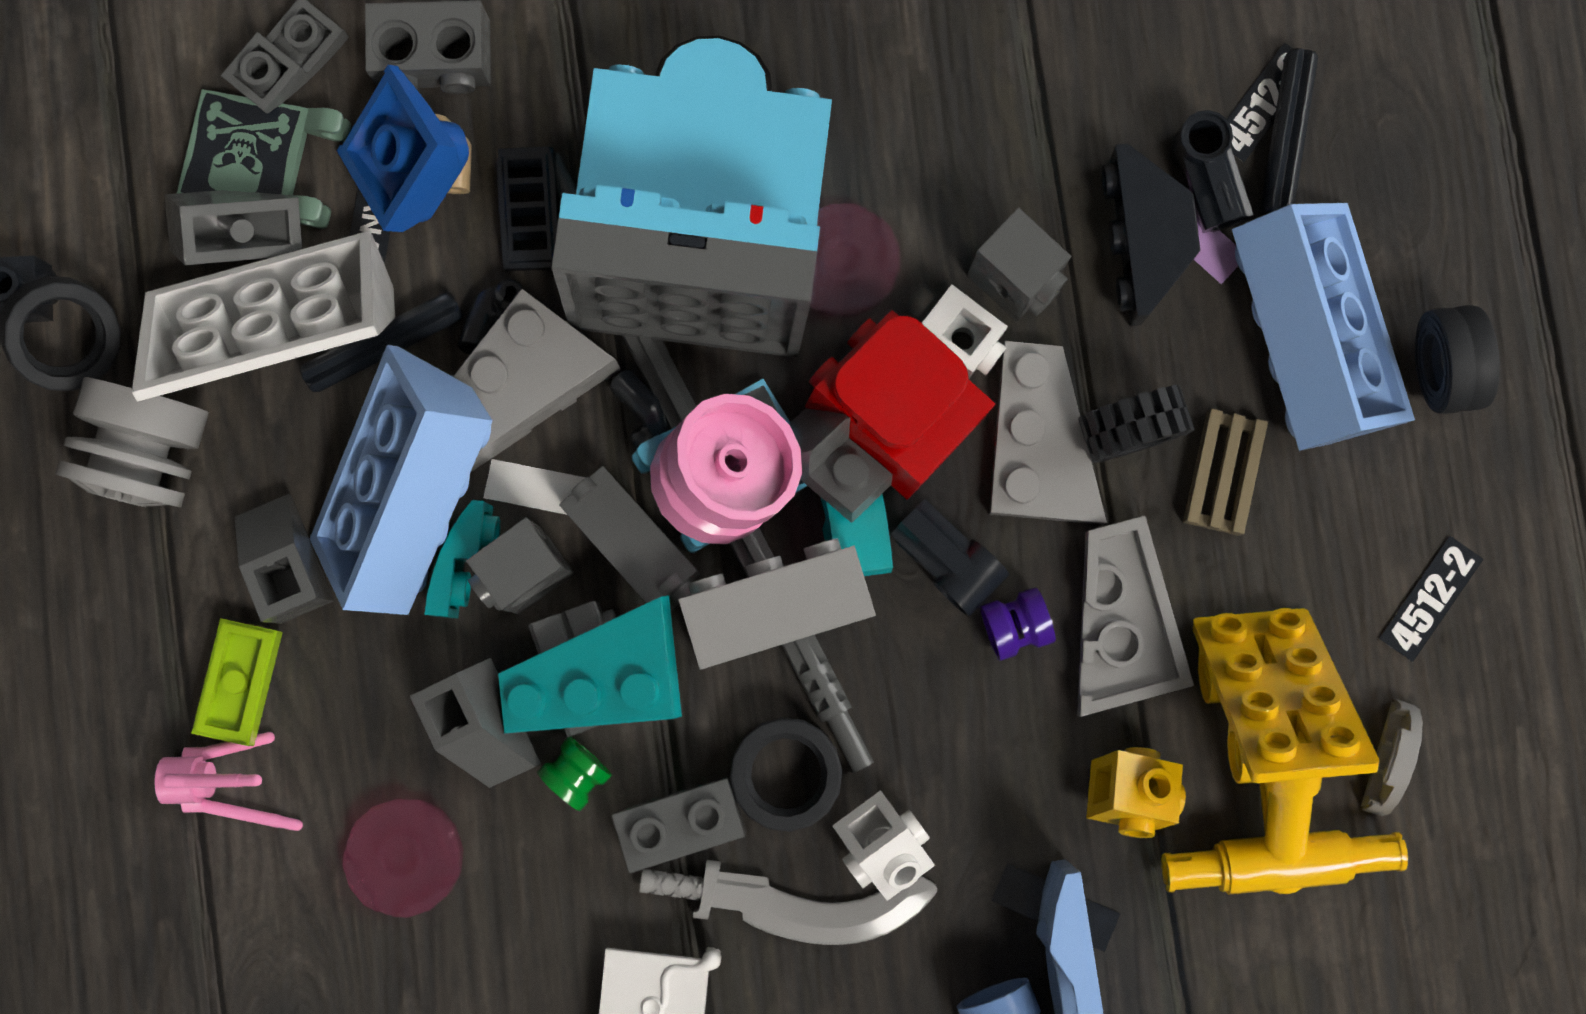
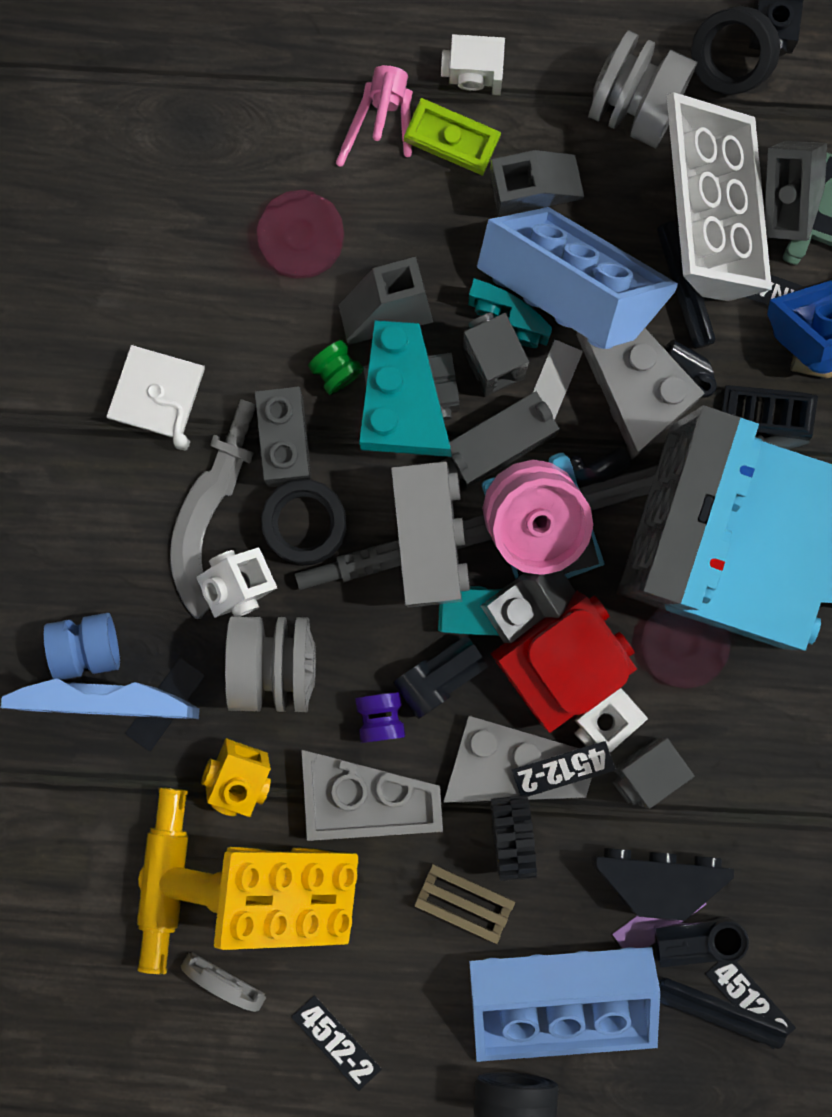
camera: 100 degrees right, 0 degrees up
(131, 671) = (474, 62): none -> white brick
(983, 781) = (269, 664): none -> light grey wheel
(1036, 378) = (563, 769): none -> black sticker

